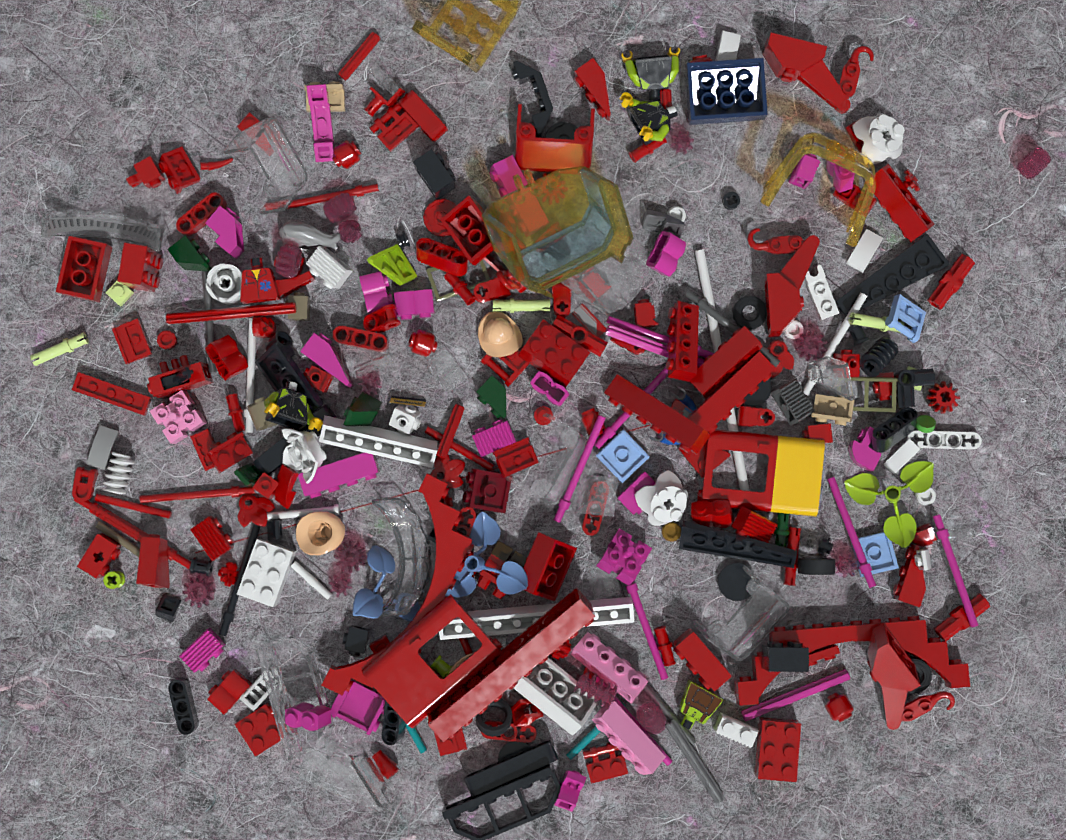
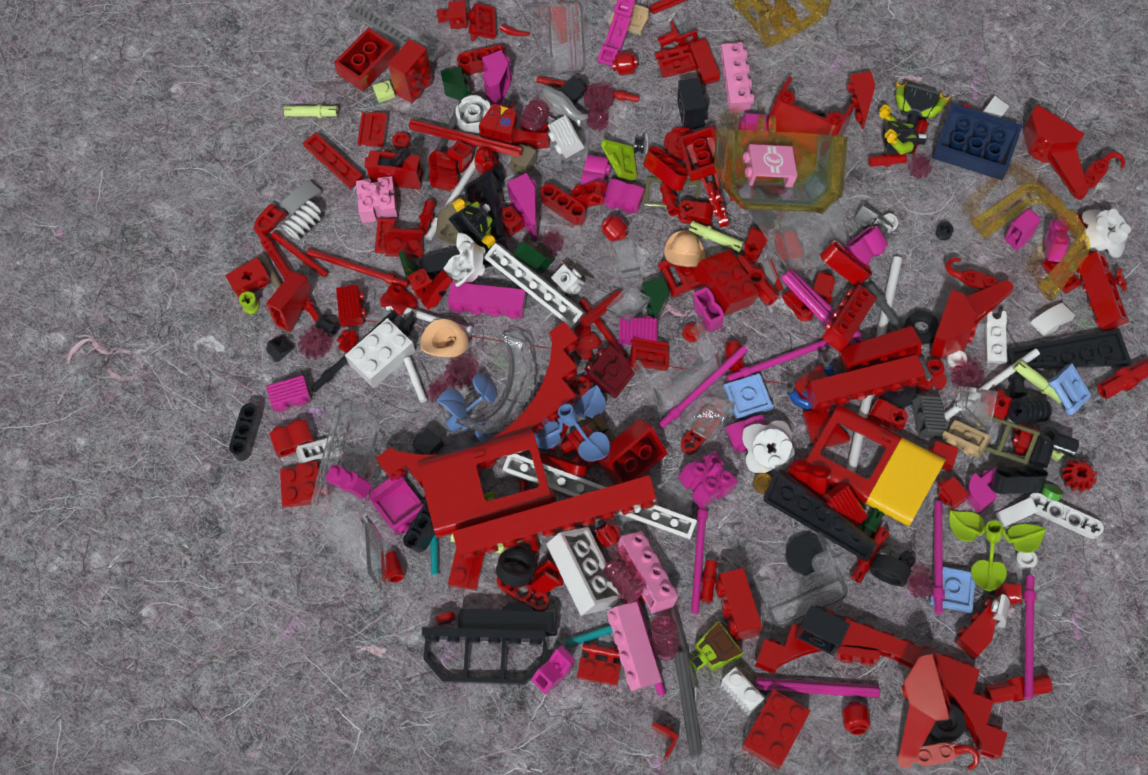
camera: 35 degrees right, 20 degrees down
(236, 332) = (462, 153): none -> red panel
(310, 209) = (574, 89): none -> black brick
(454, 788) = (445, 618): none -> red tile
(462, 120) = (736, 77): none -> bright pink brick
(473, 418) = (628, 303): none -> clear piece
(489, 604) = (564, 465): none -> red beam
(525, 74) = (808, 65): black slope -> none
(546, 223) = (770, 162): none -> bright pink panel
(657, 285) = (845, 264): none -> red beam
(657, 414) = (797, 363): red brick -> none
(688, 793) = (668, 732): none -> red bracket
(840, 466) = (951, 493): none -> red window

